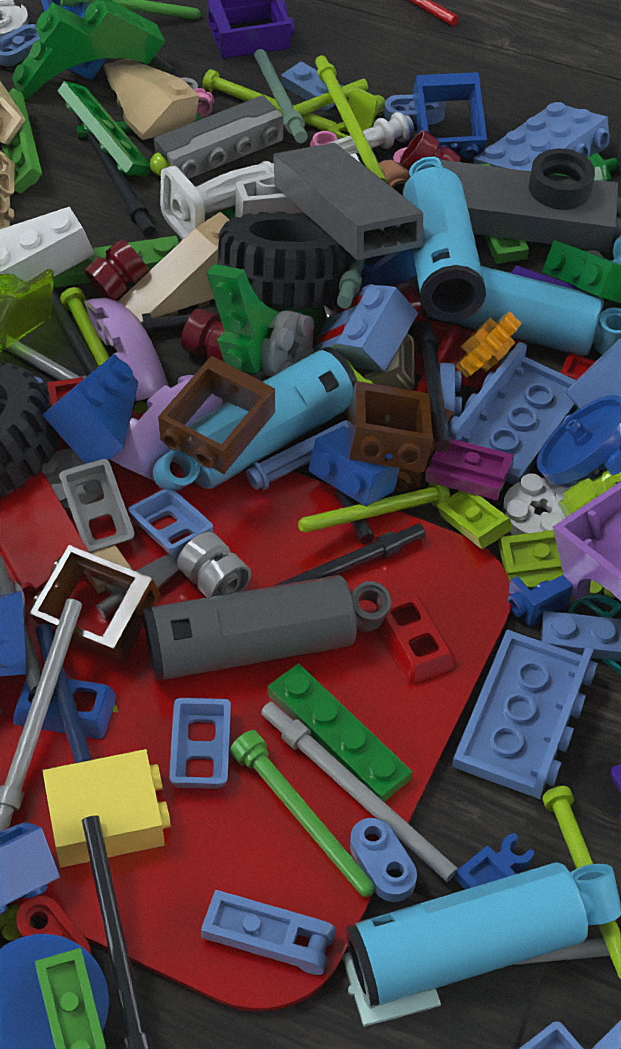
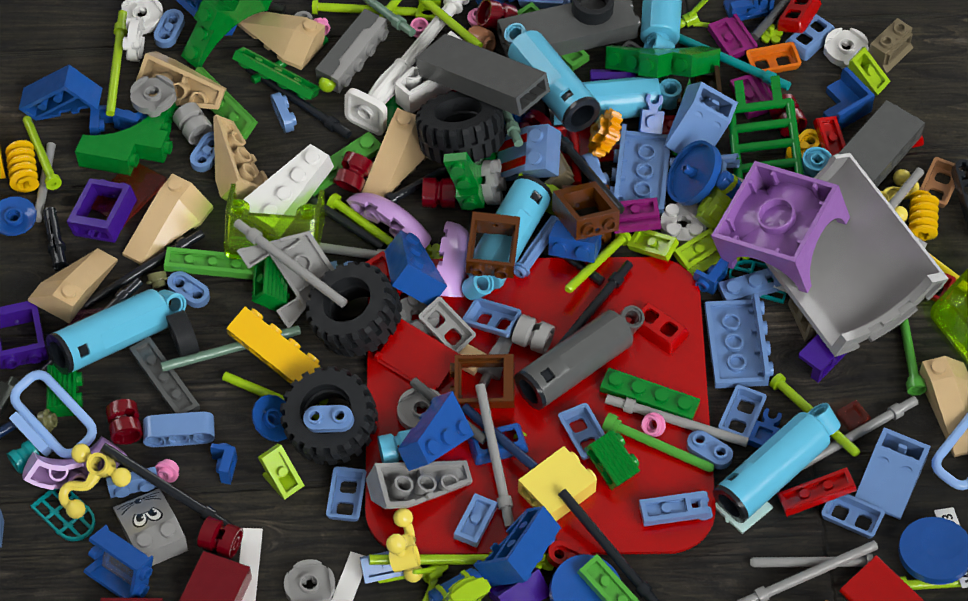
camera: 25 degrees left, 5 degrees up
(82, 176) = (280, 106): none -> medium blue plate
(211, 803) = (612, 459): none -> green brick
(313, 779) = (647, 424): none -> bright pink plate
(457, 817) = (731, 412): none -> medium blue piece
(525, 1013) = (816, 491): none -> red tile
(568, 352) = (651, 119): none -> plate

